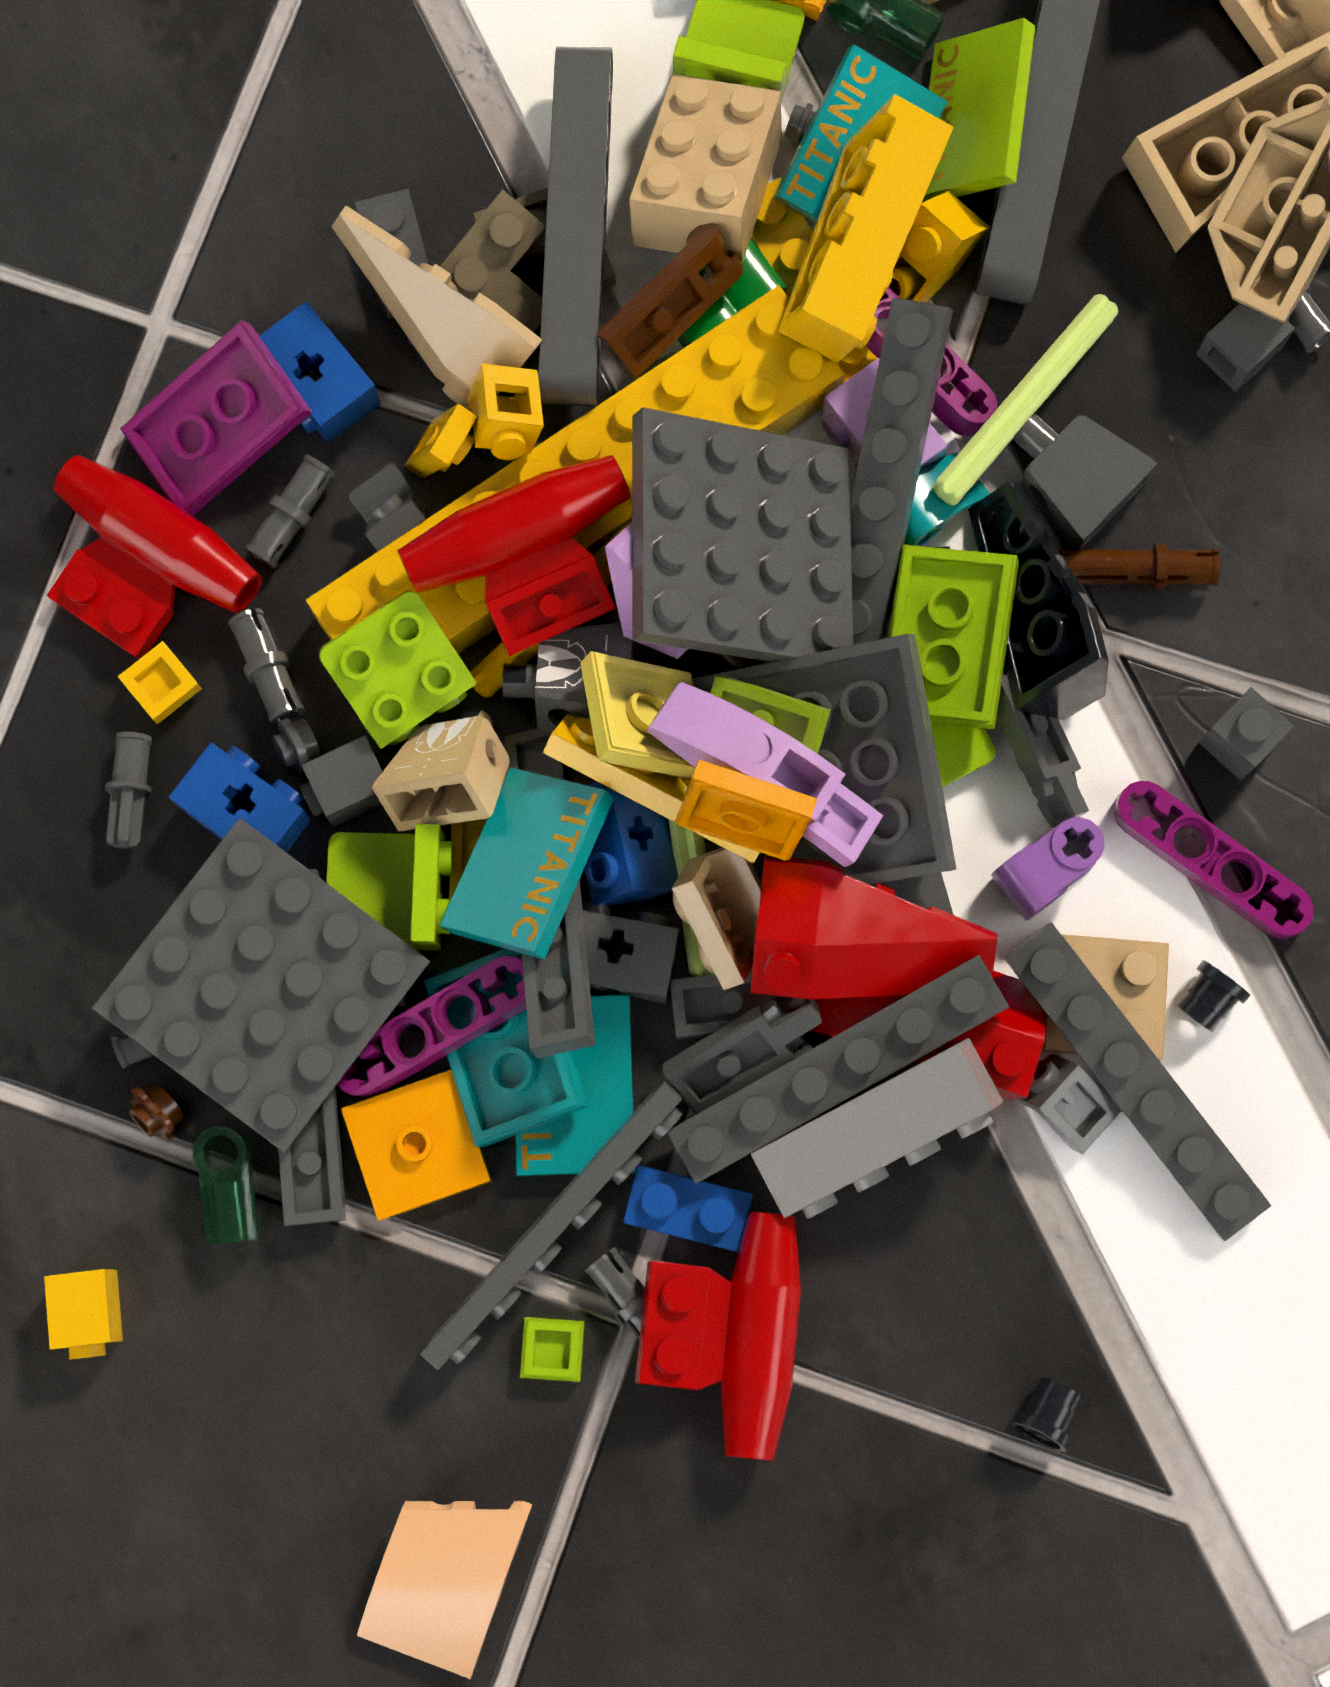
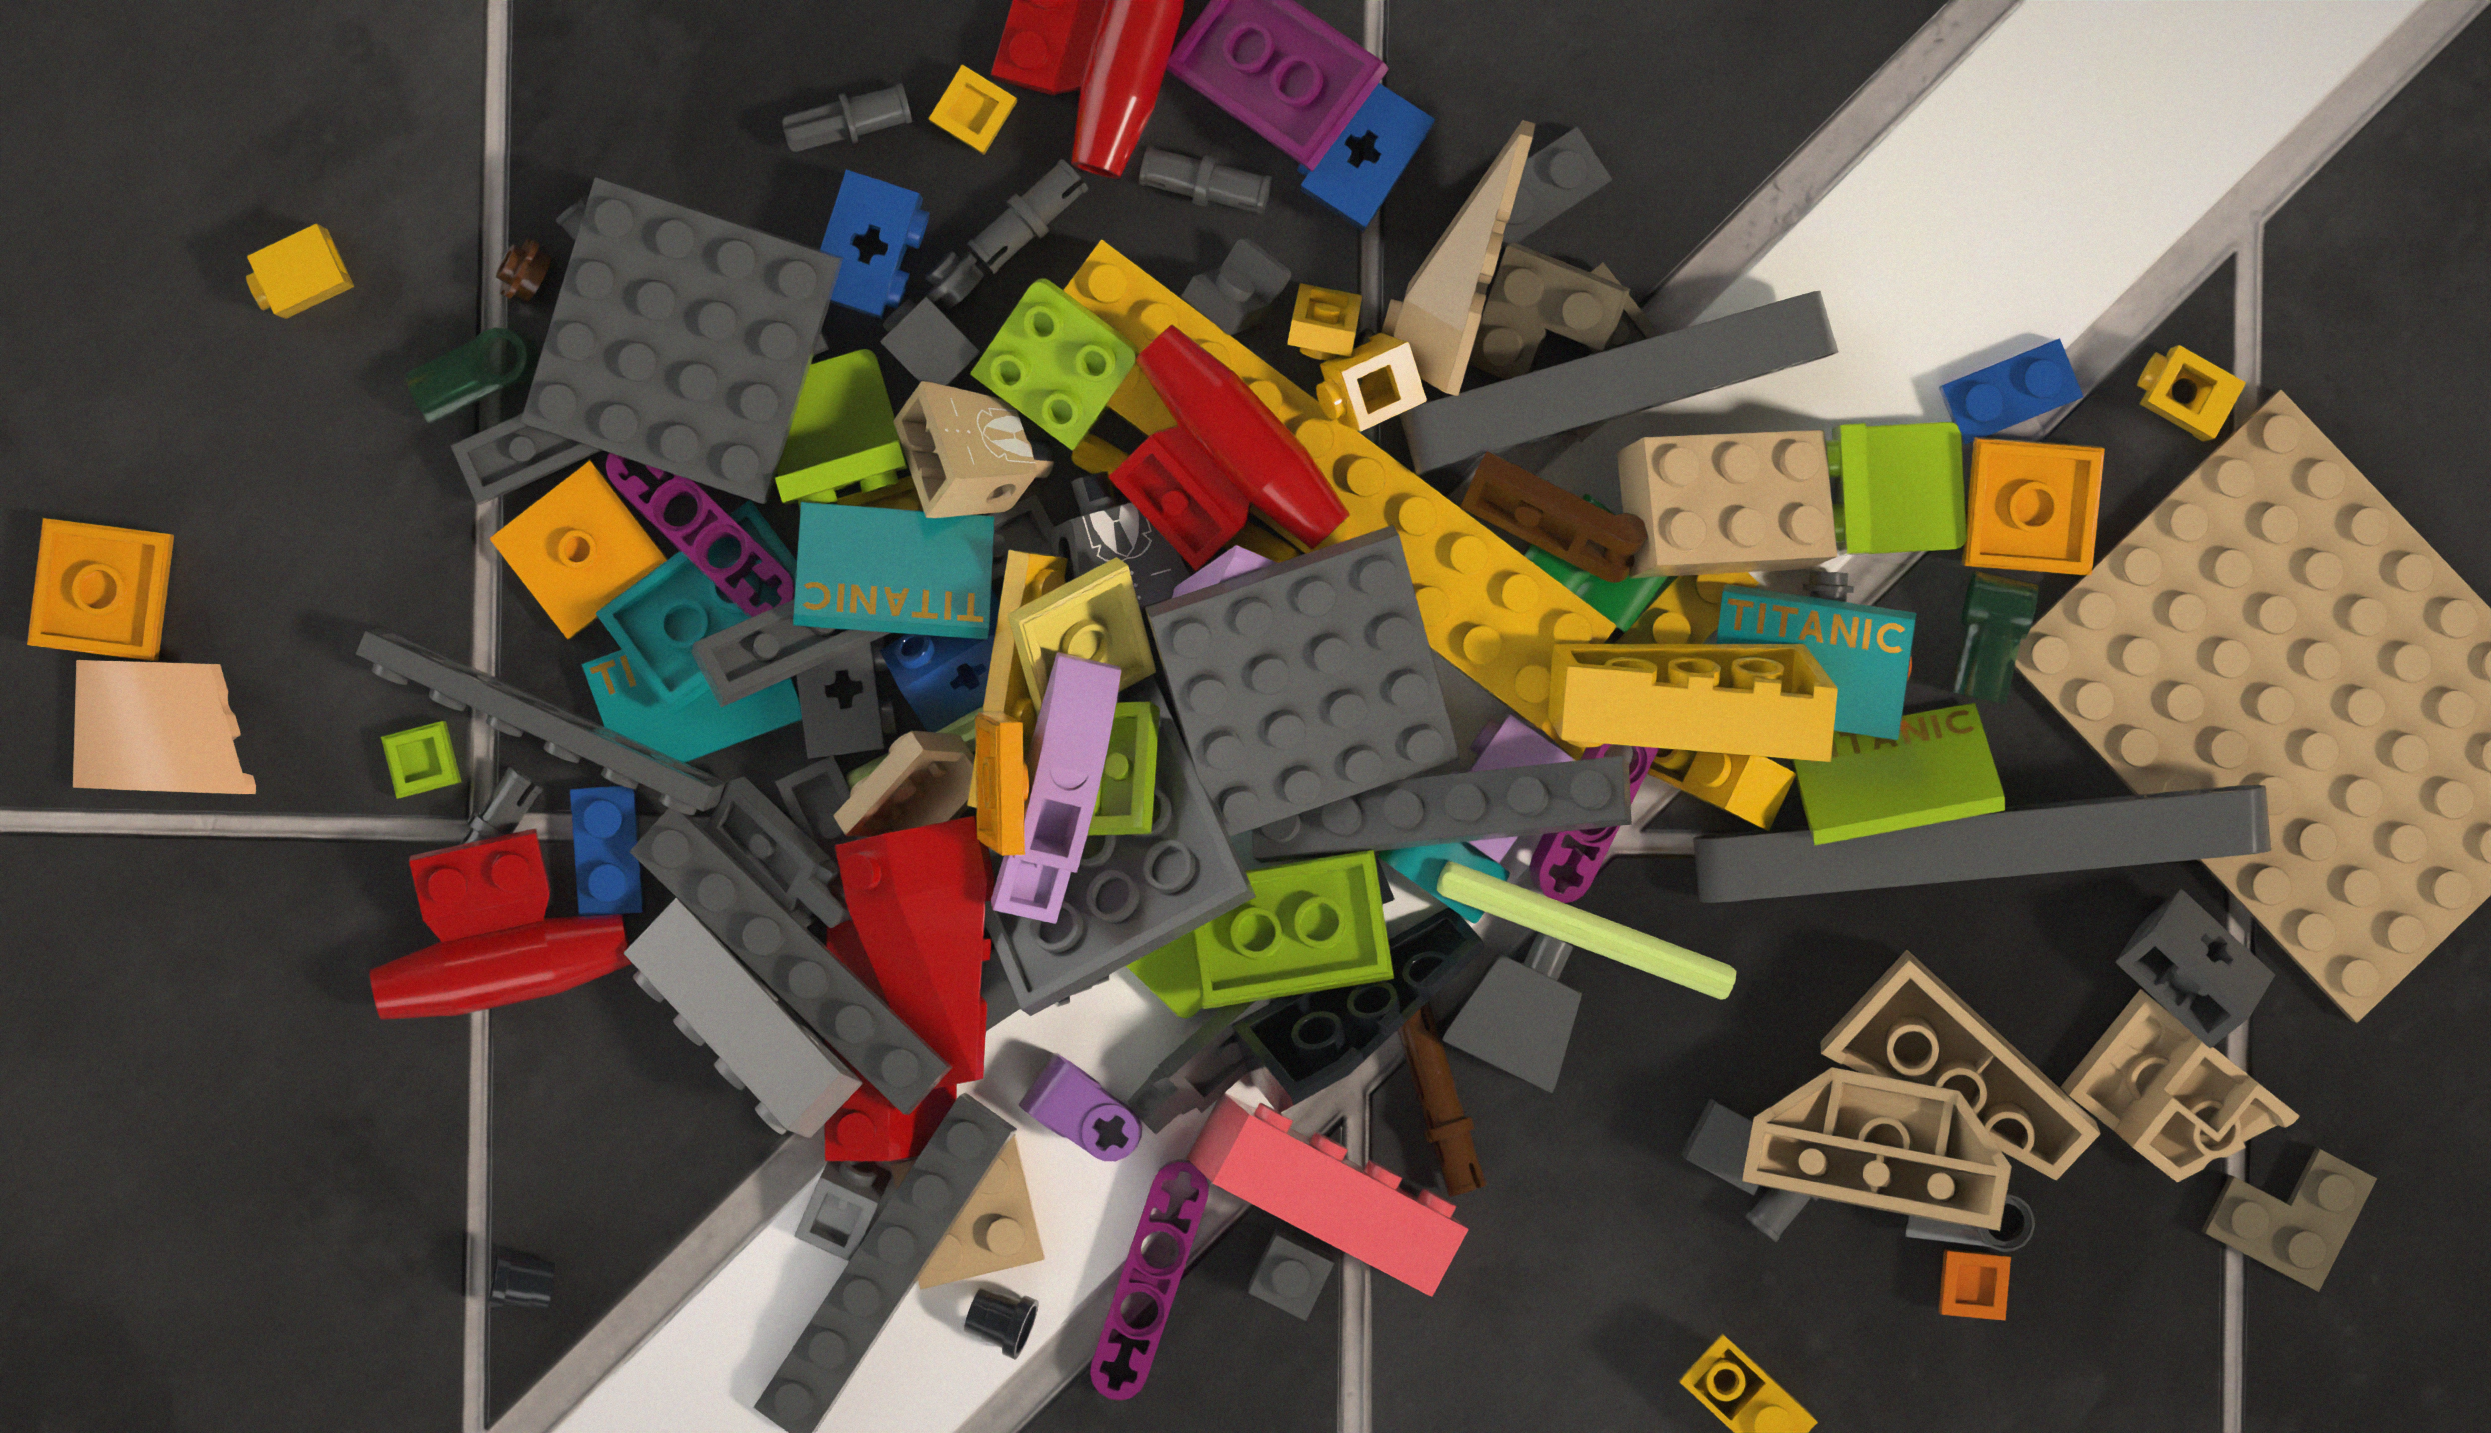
camera: 70 degrees right, 10 degrees up
(300, 1591) = (100, 589): none -> light orange plate
(1183, 680) = (1327, 1194): none -> coral wedge

